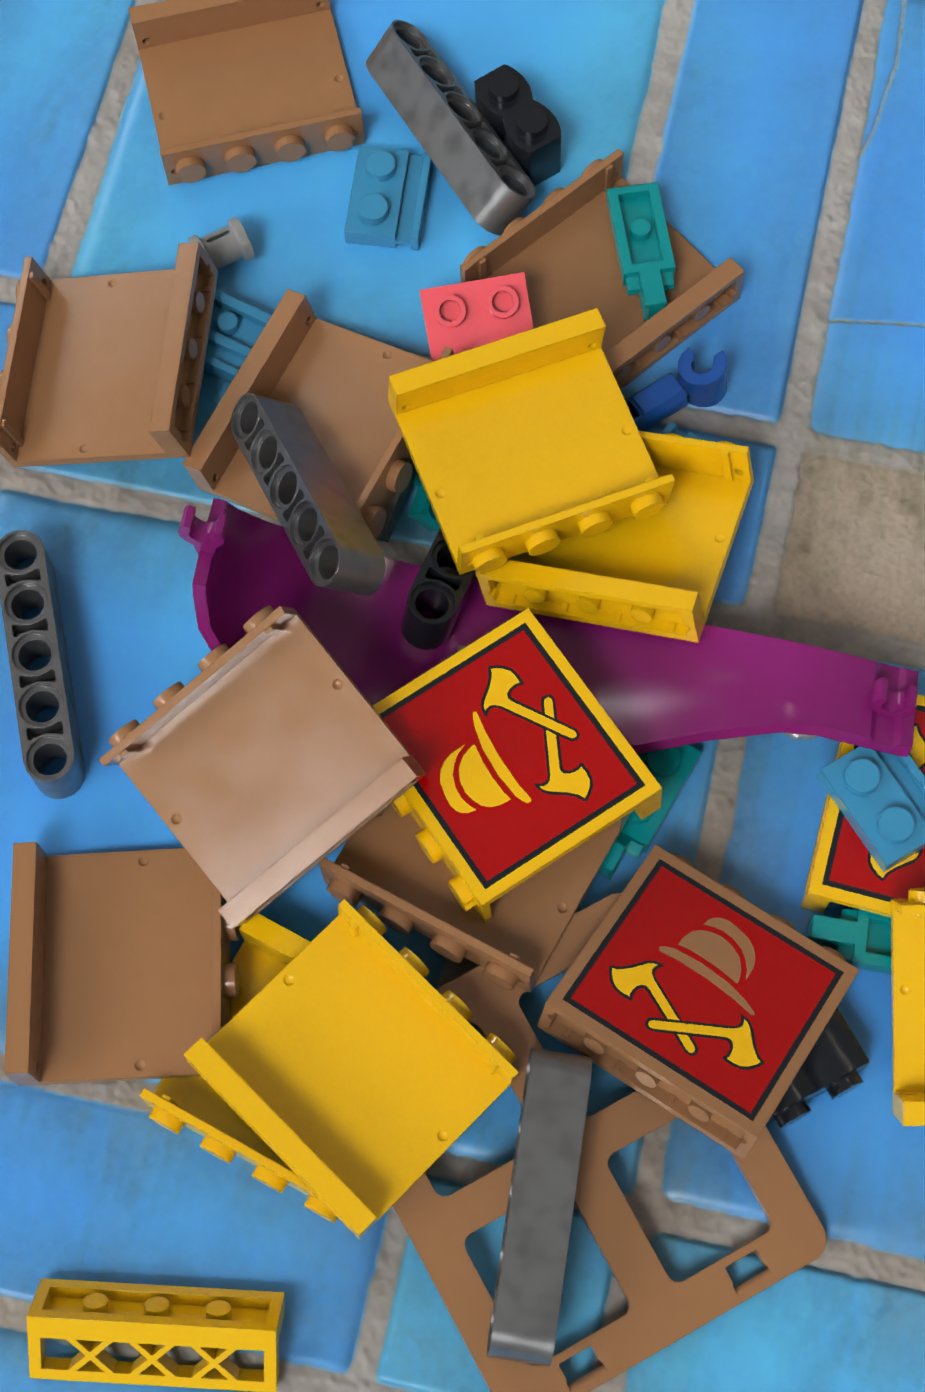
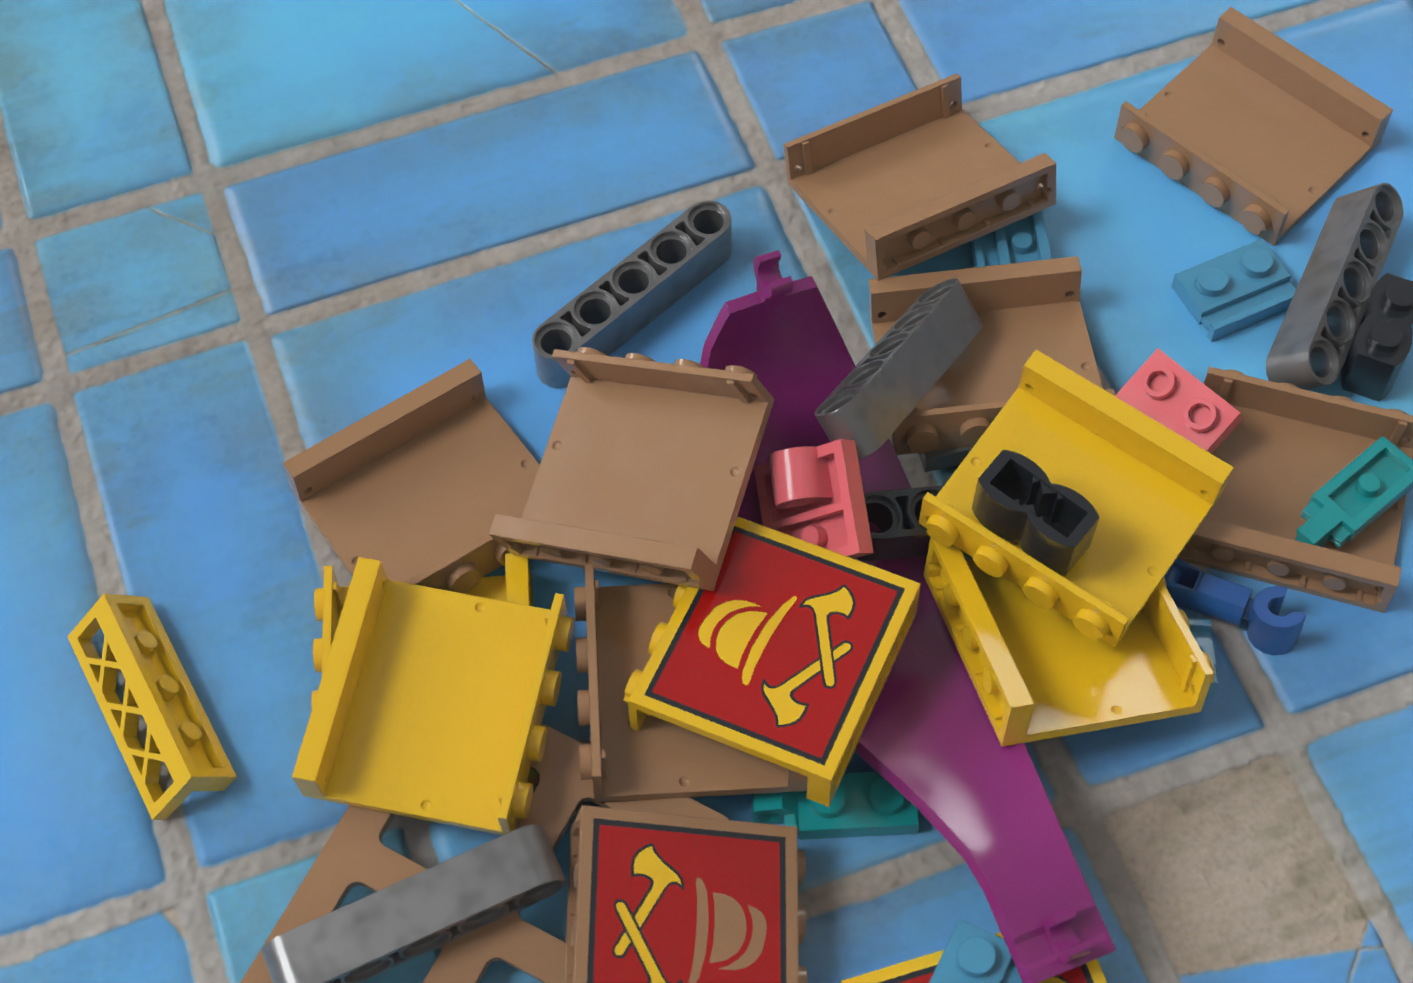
camera: 55 degrees right, 10 degrees down
(226, 244) = (1084, 199): light grey bush -> none
(392, 638) = (816, 496): none -> coral plate
(547, 477) = (1025, 507): none -> black brick

